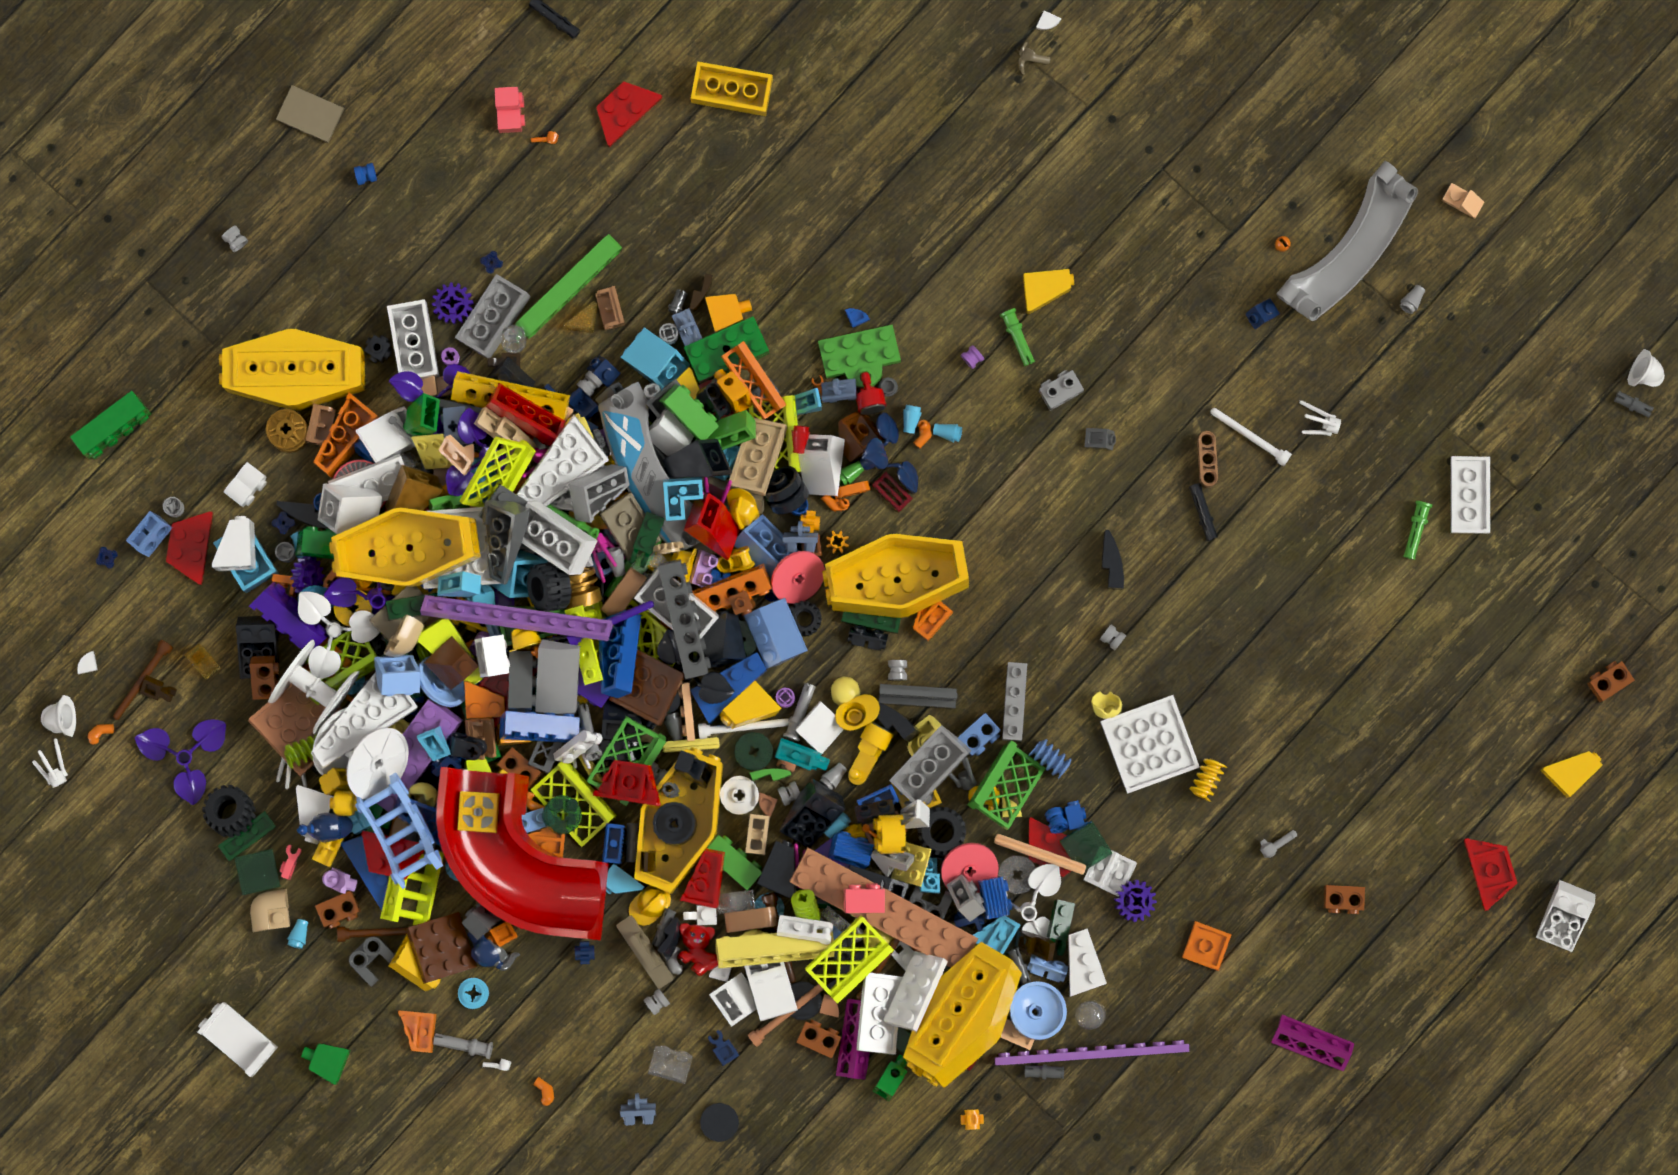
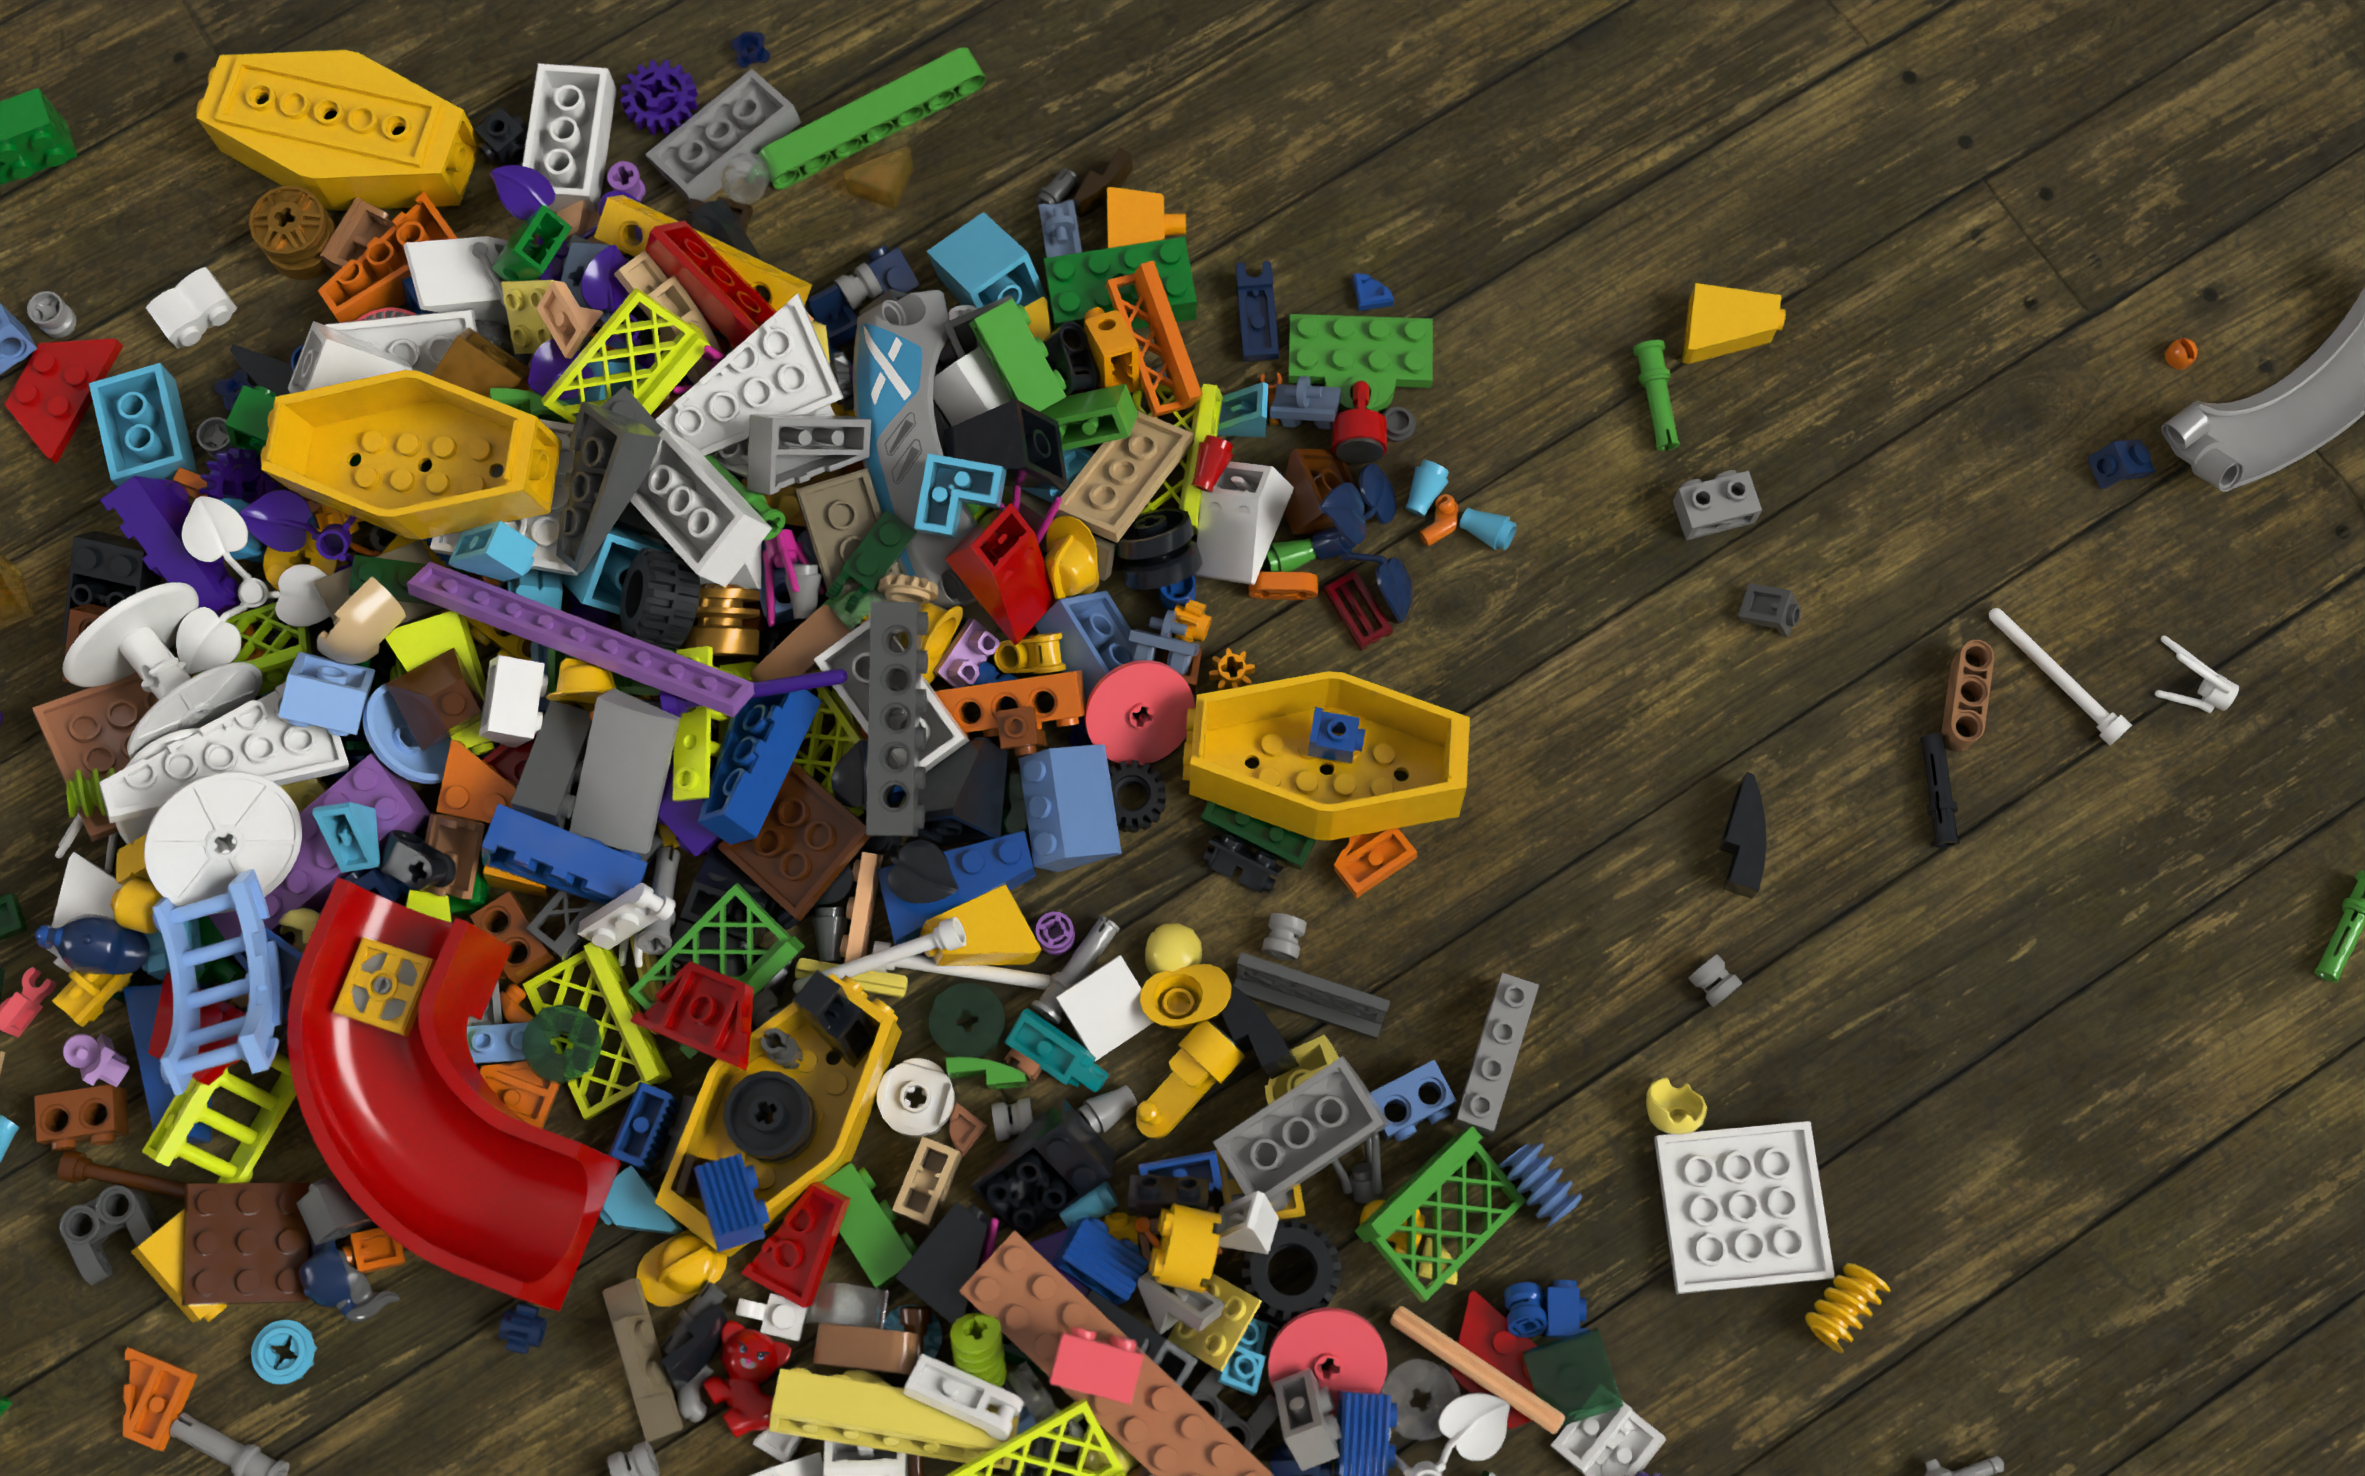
camera: 15 degrees right, 10 degrees down
(236, 547) = (116, 390): white slope -> none
(610, 308) = (934, 171): medium nougat hinge -> none
(671, 336) = (1031, 241): light grey wheel -> none
(671, 869) = (730, 1201): none -> blue brick
(735, 715) = (947, 935): none -> white piece
(800, 345) = (1257, 314): none -> dark blue plate
(836, 504) = (1247, 606): orange arm -> none
(895, 570) = (1330, 746): none -> blue brick
(972, 357) = (1565, 407): medium lavender wheel -> none

